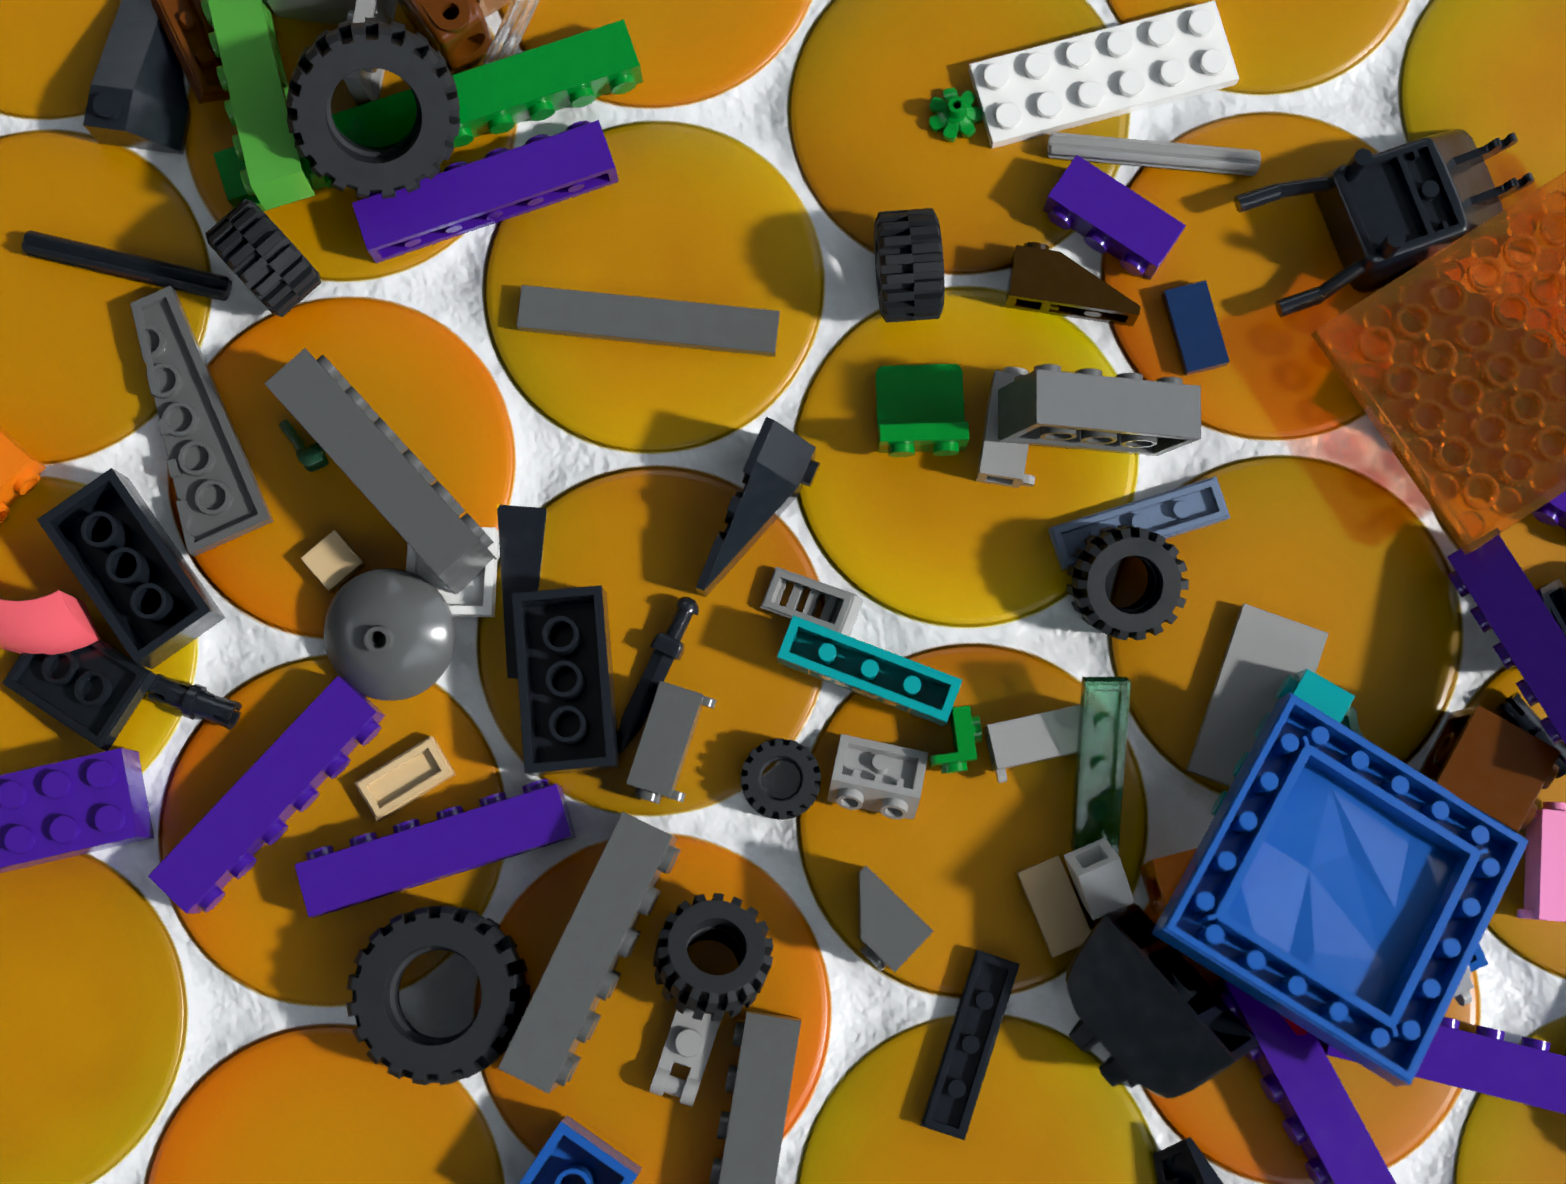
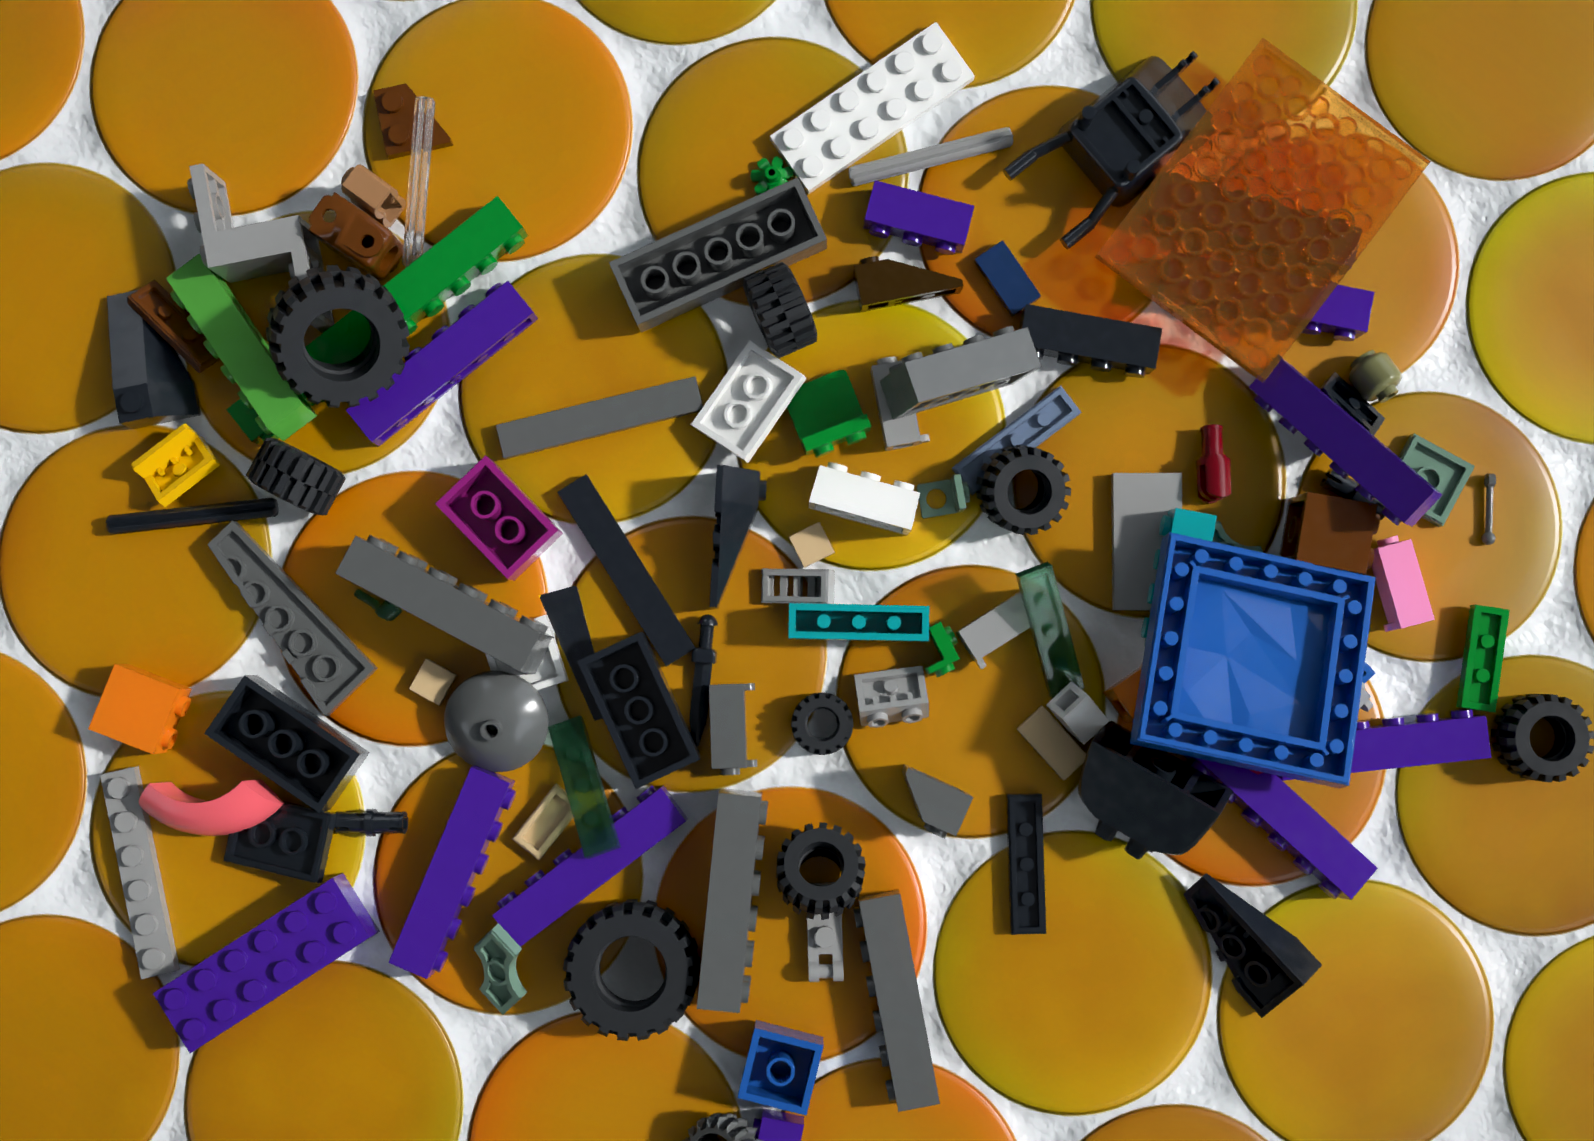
camera: 20 degrees left, 5 degrees up
(130, 197) = (175, 464): none -> yellow bracket
(282, 921) = (499, 956): none -> sand green tile
(464, 751) = (584, 787): none -> clear green tile
(483, 393) = (499, 518): none -> magenta brick
(613, 511) = (626, 570): none -> black tile
(832, 362) = (748, 401): none -> white plate
(846, 560) = (811, 545): none -> tan tile
(854, 173) = (718, 254): none -> dark grey brick
(928, 525) = (864, 498): none -> white slope
(1042, 555) = (956, 496): none -> sand green bracket
(1274, 436) = (1092, 340): none -> black brick
(1369, 639) = (1213, 466): none -> dark red arm

